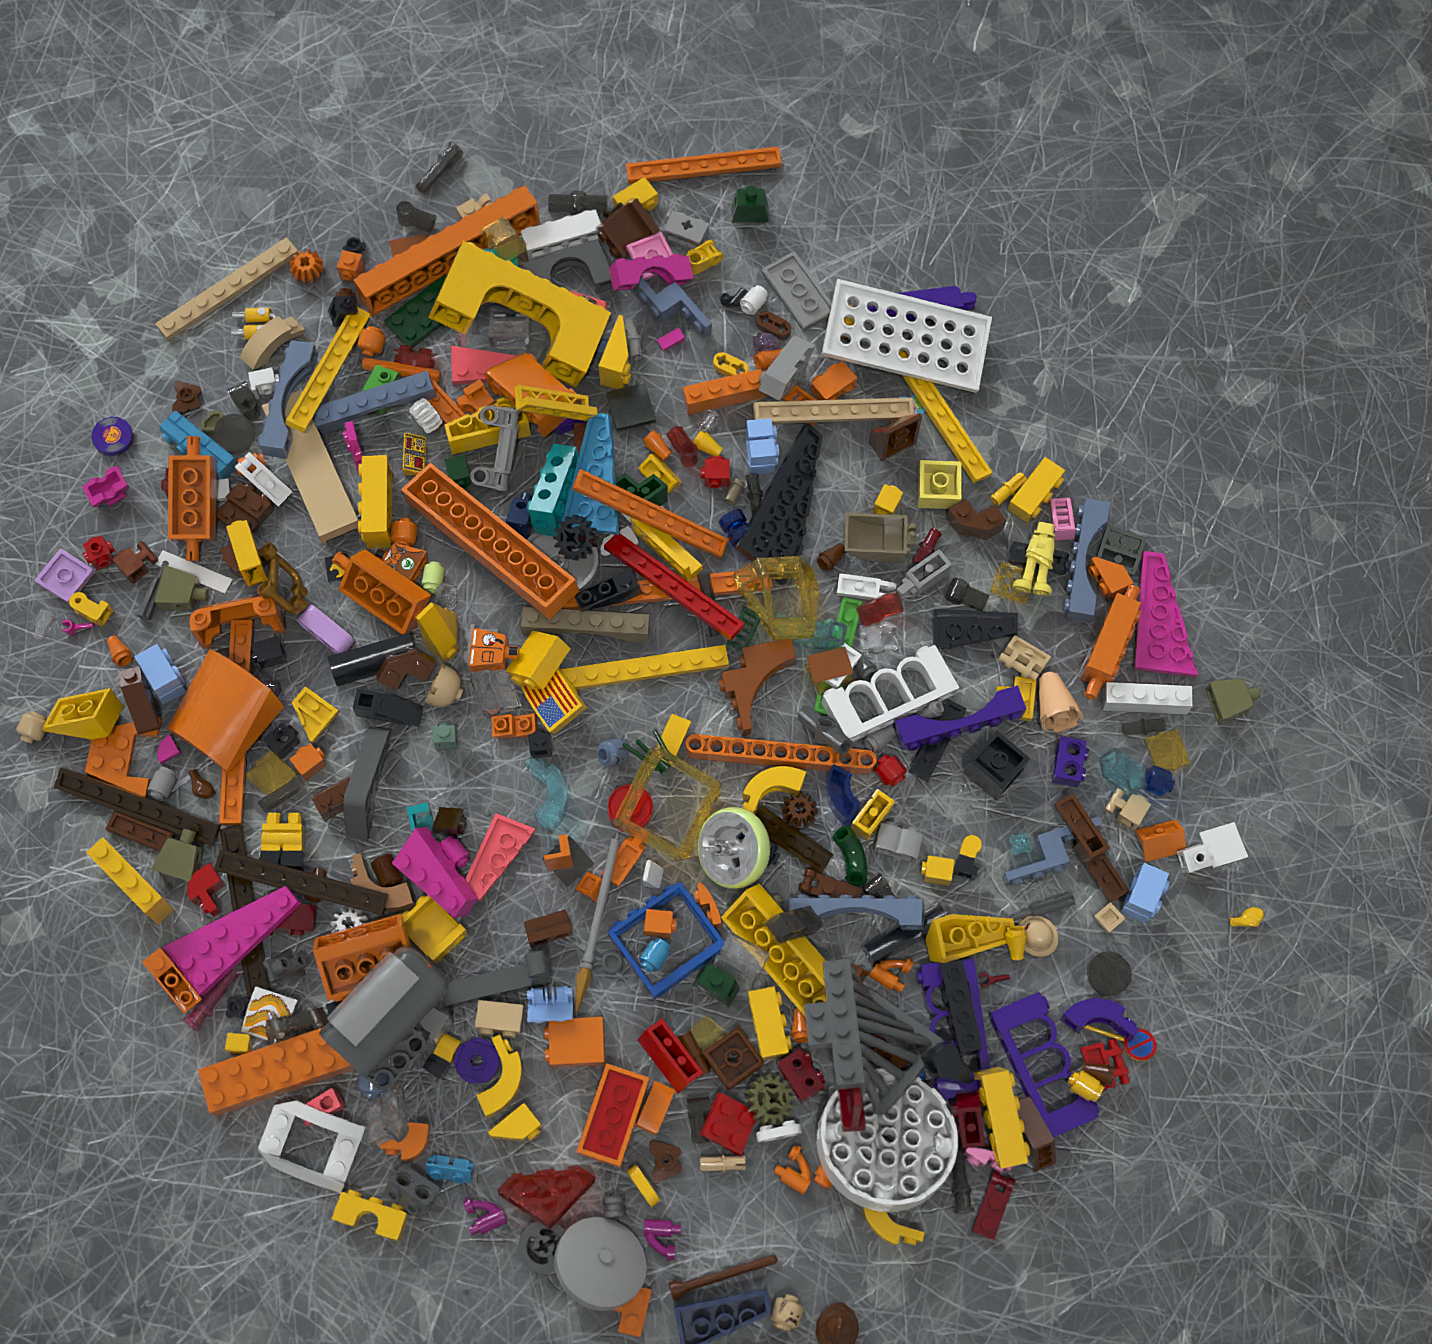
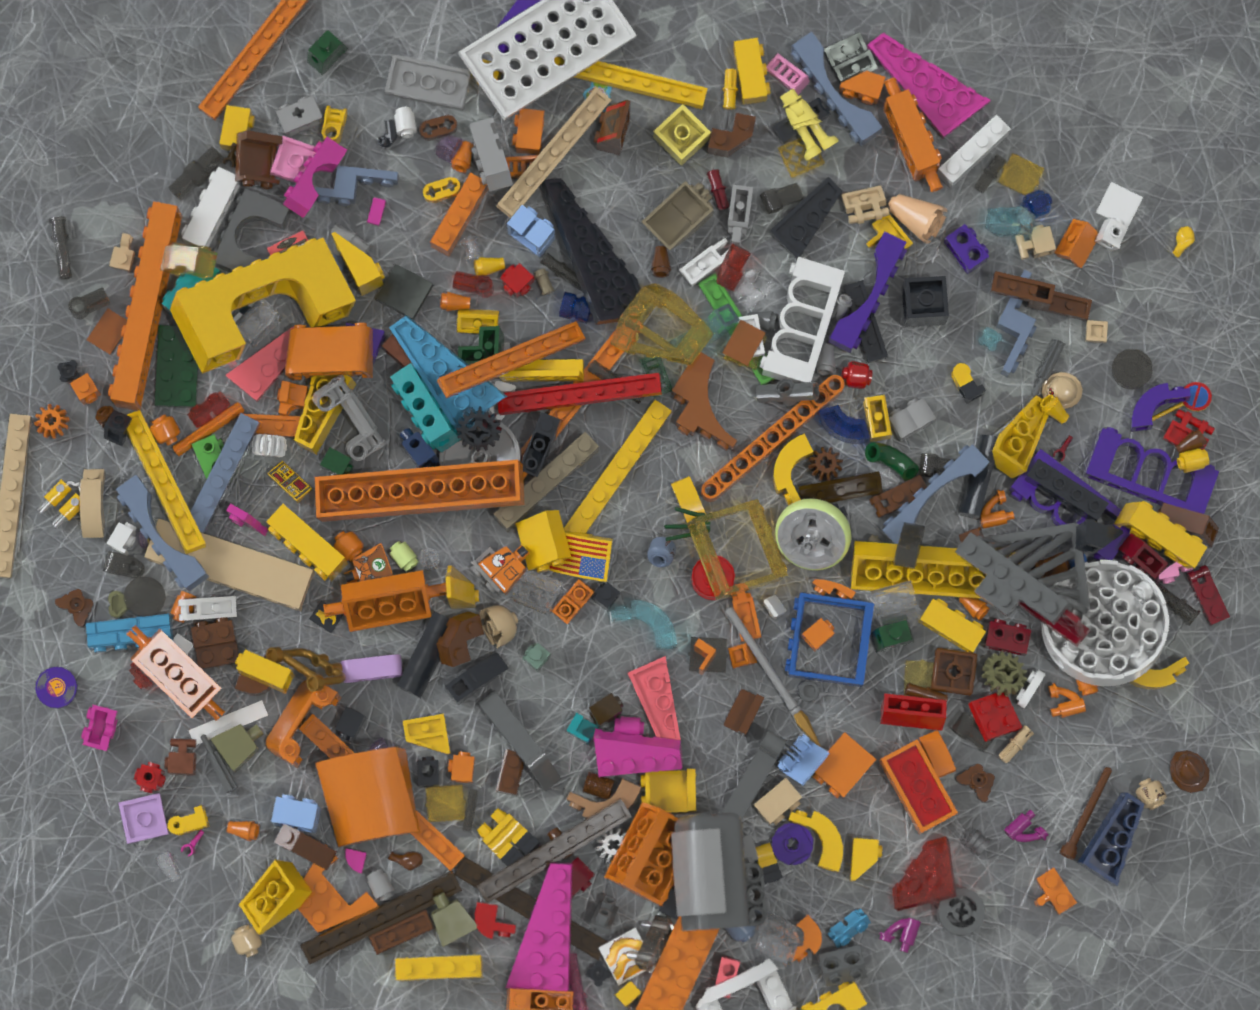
camera: 45 degrees left, 10 degrees up
(551, 406) = (370, 350): yellow fence -> none
(600, 1263) = (1008, 884): light grey dish -> none
(643, 1186) = (981, 810): yellow beam -> none
(655, 955) = (837, 657): dark azure brick -> none
(888, 500) = (658, 182): yellow brick -> none
(937, 870) = (956, 412): yellow brick -> none
(1146, 891) = (1105, 286): light blue piece -> none
(1231, 699) = (1028, 96): olive torso -> none

